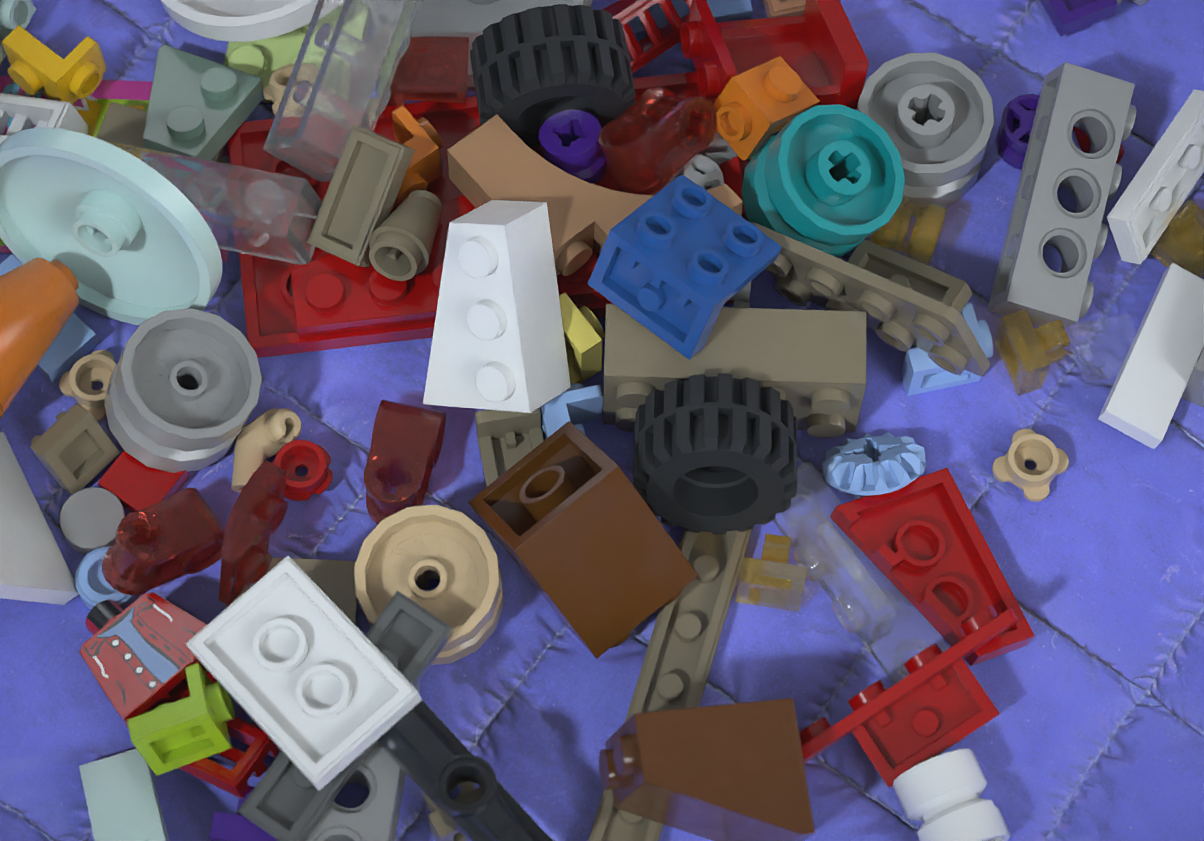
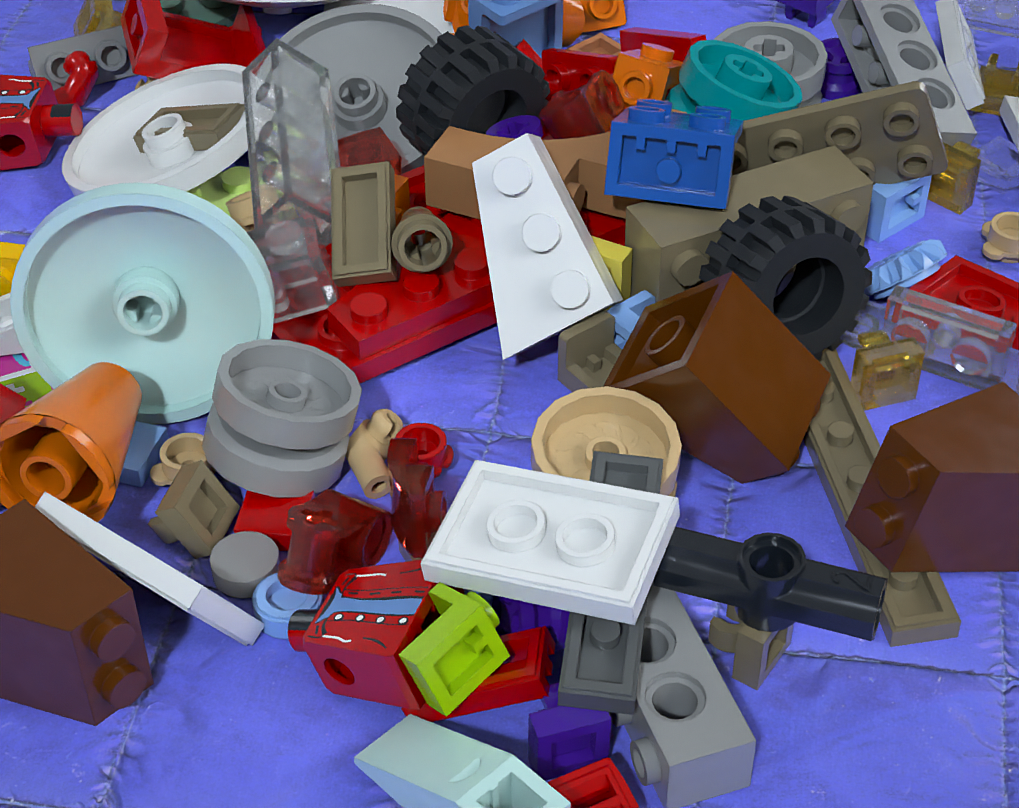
camera: 25 degrees left, 25 degrees down
(402, 456) = (506, 409): clear red piece -> none

